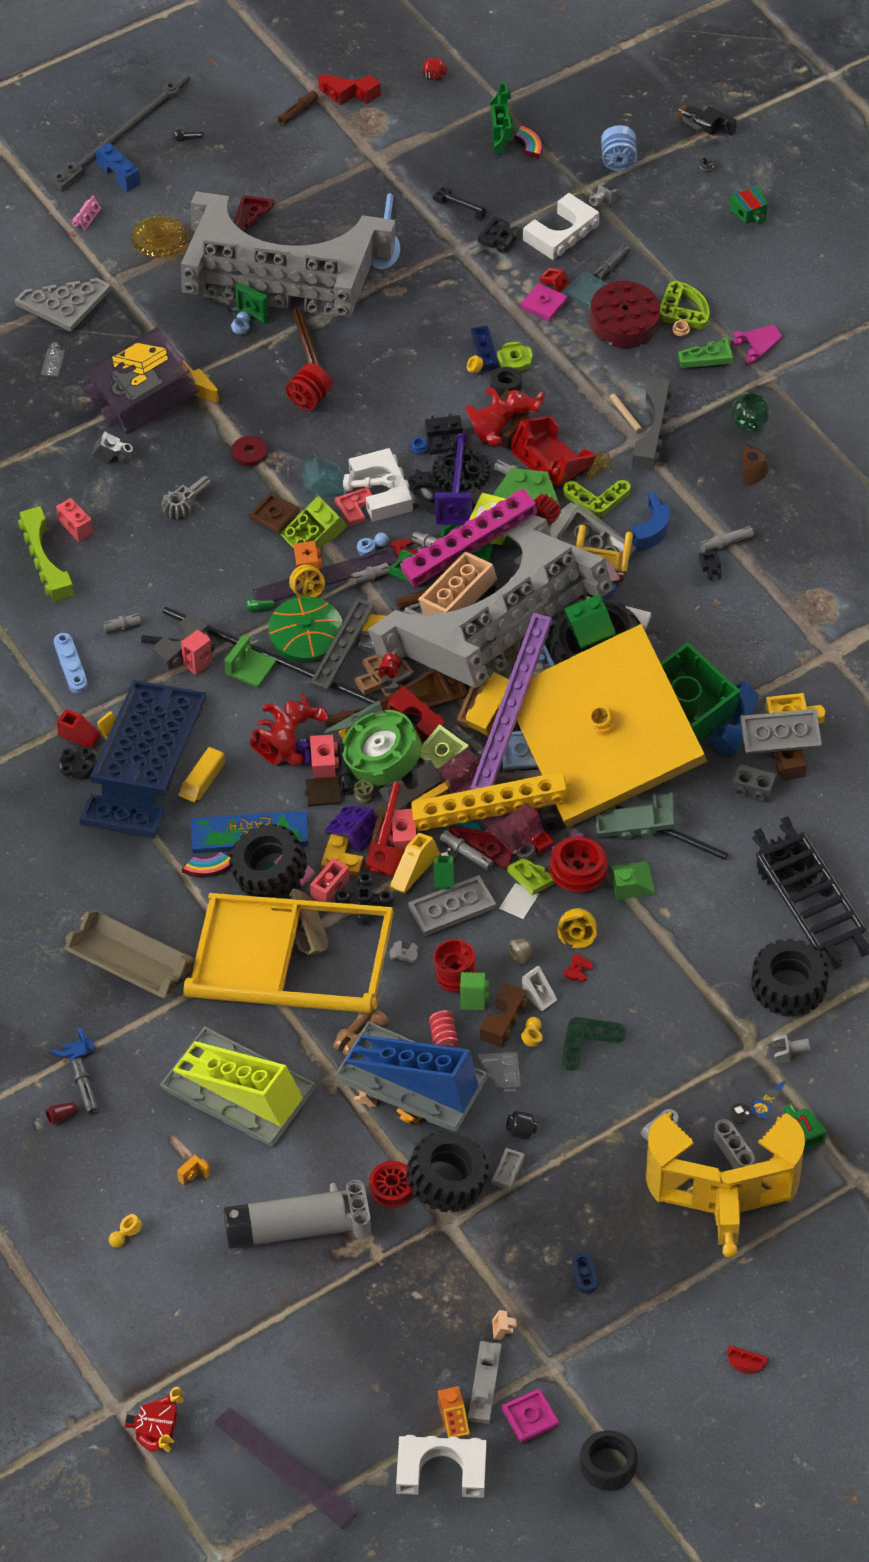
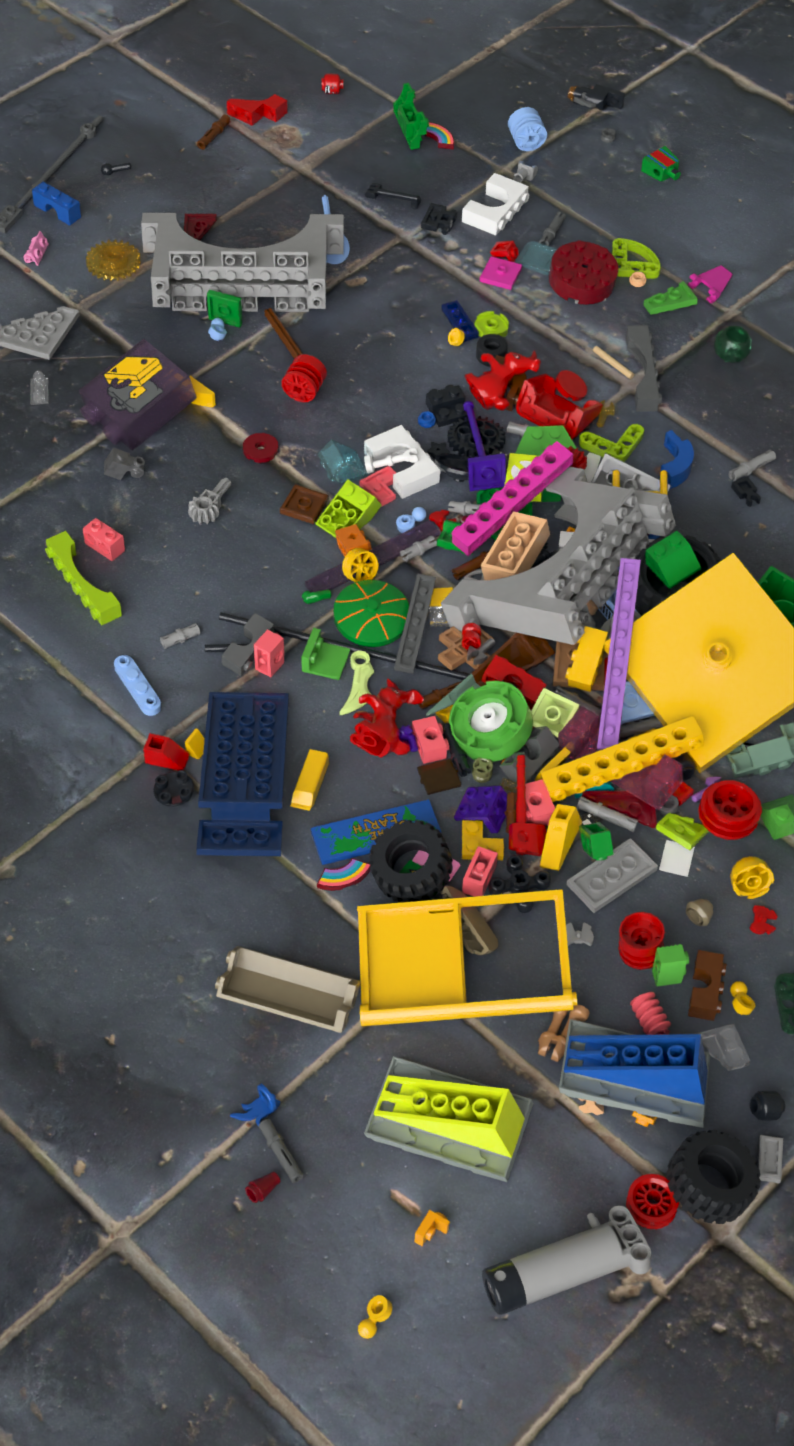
camera: 15 degrees left, 0 degrees up
(276, 693) = (359, 686): none -> yellowish green piece
(538, 989) = (734, 950): white slope -> none
(572, 431) = (571, 385): none -> red tile
(754, 470) = (756, 396): reddish brown piece -> none

